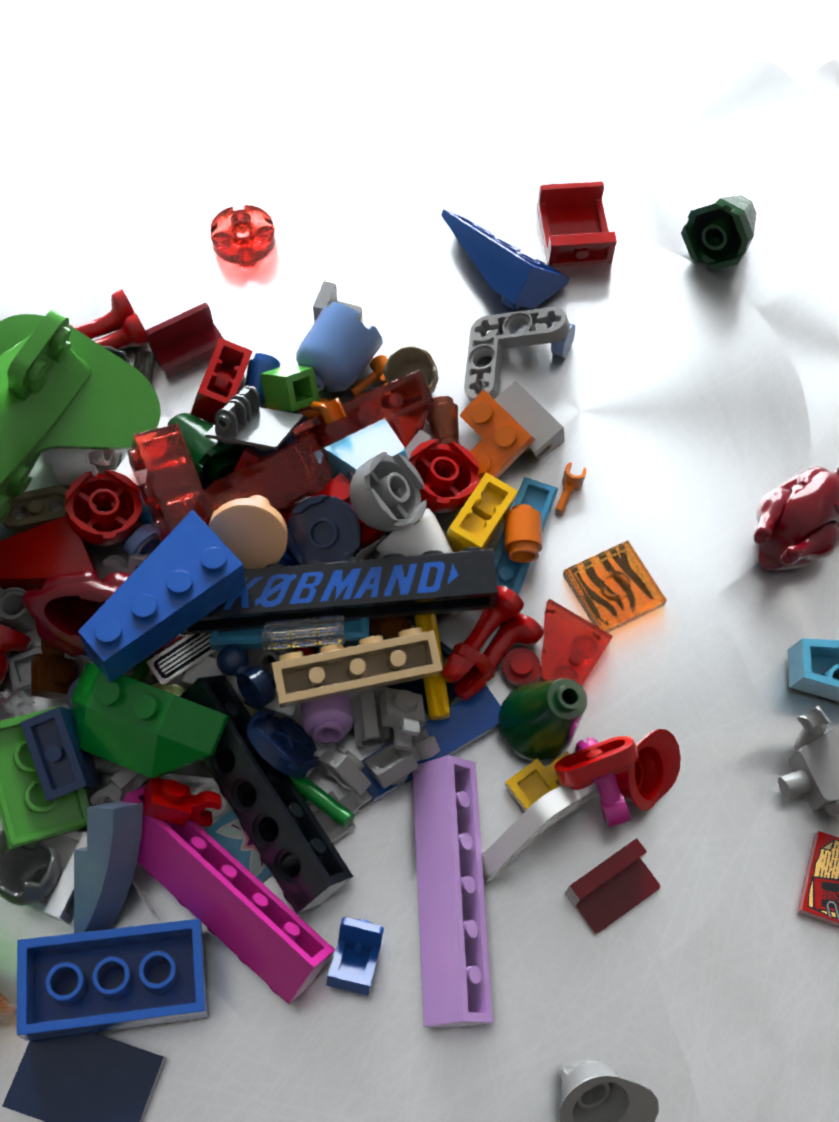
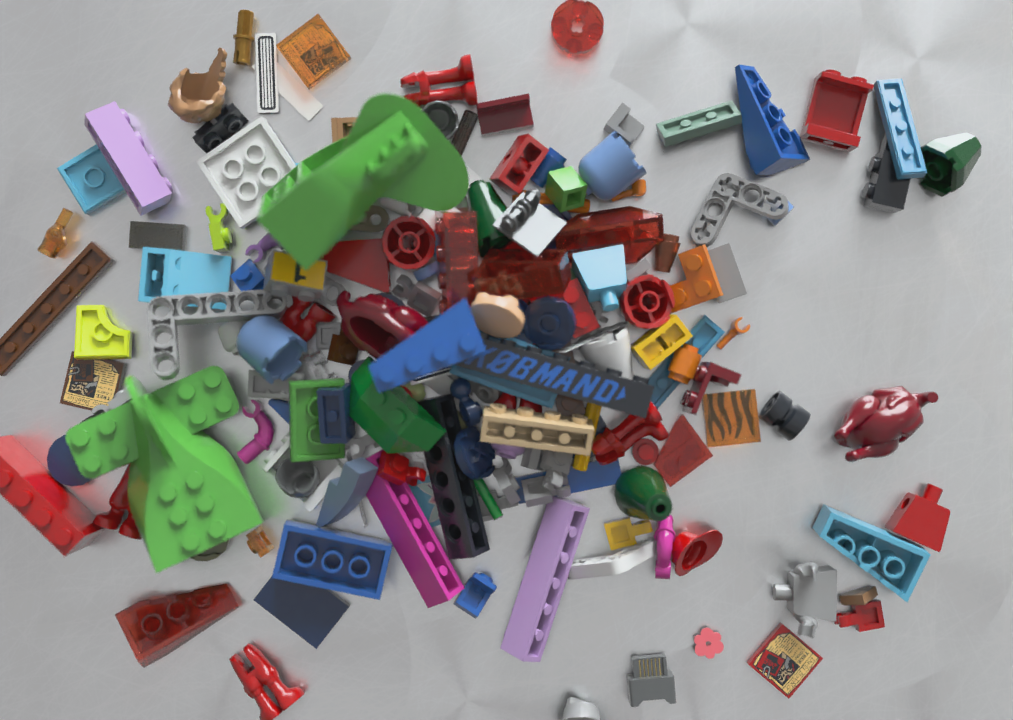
camera: 20 degrees right, 25 degrees up
(303, 632) = (511, 394): clear tile -> none
(330, 410) = (585, 227): orange hand -> none
(387, 492) = (600, 321): light grey cylinder -> none
(410, 359) = (659, 200): dark tan hair -> none
(424, 282) = (699, 123): none -> sand green plate
(567, 530) = (707, 373): none -> dark red bracket
(606, 757) = (661, 546): red plate -> none
(613, 887) = (642, 609): dark red panel -> none
(655, 214) = (899, 129): none -> dark azure tile
(669, 267) = (884, 189): none -> black hinge
(672, 990) = (650, 680): none -> dark grey piece
(693, 558) = (781, 413): none -> black wheel
(741, 902) = (710, 649): none -> coral plant

